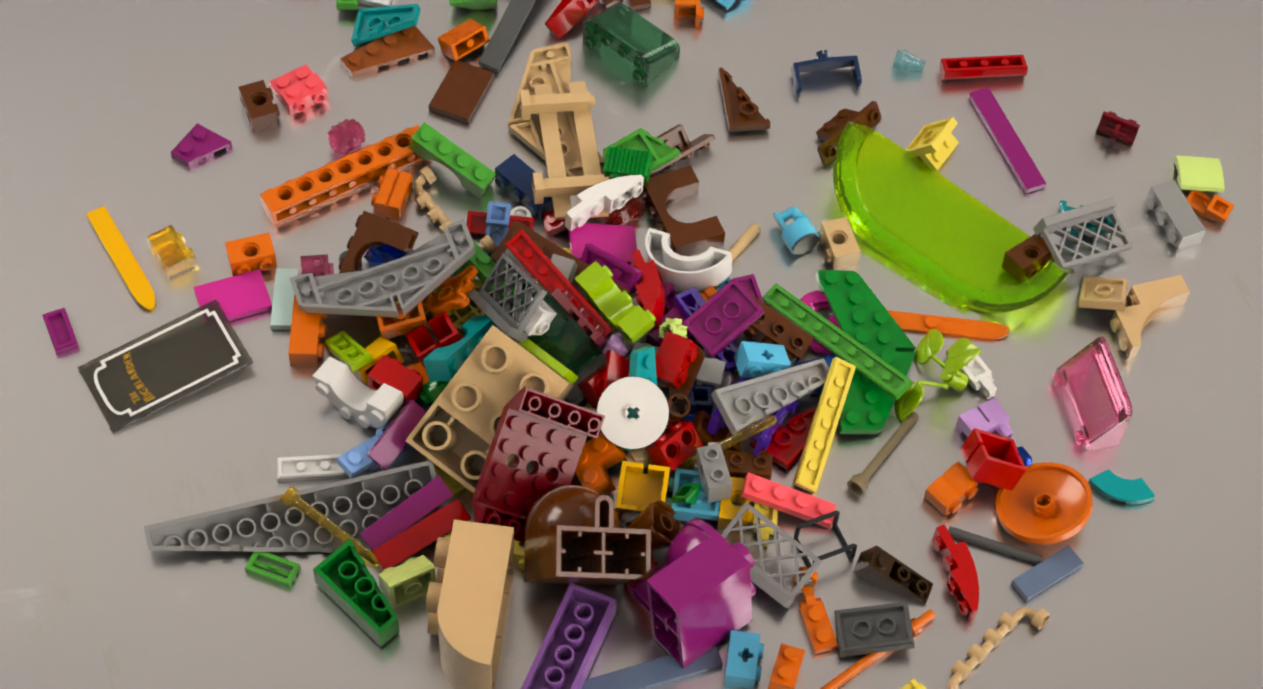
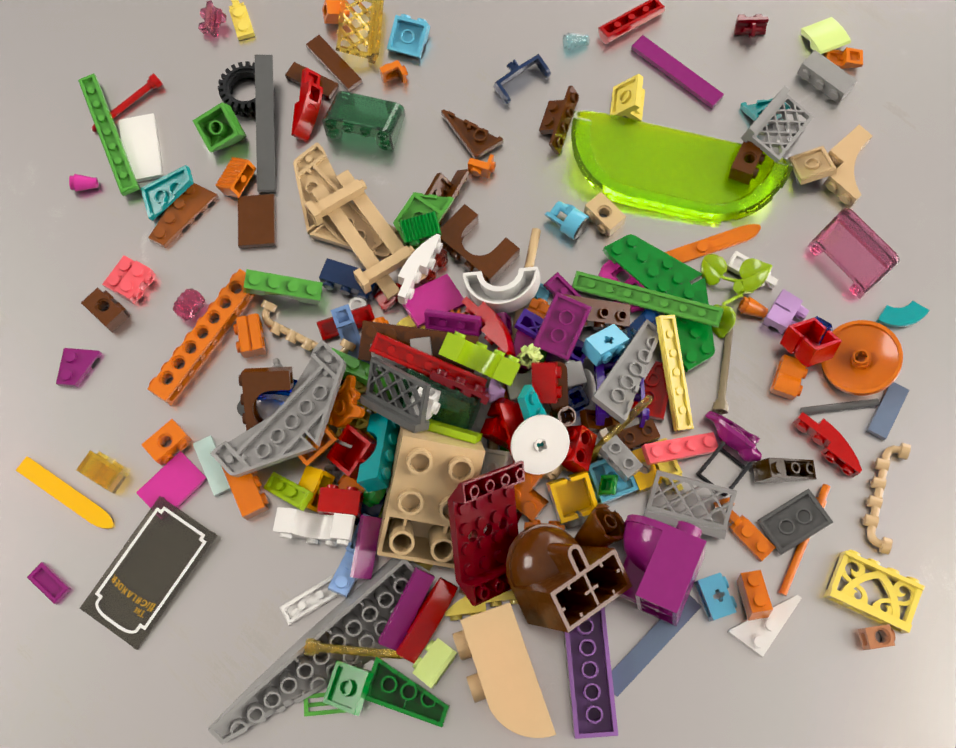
camera: 20 degrees left, 15 degrees up
(304, 556) = (348, 687): none -> bracket
(316, 264) = (225, 429): clear pink brick -> none
(730, 141) = (481, 168): none -> orange bracket
(857, 518) = (736, 437): none -> magenta animal
(951, 403) = (753, 308): none -> orange cone

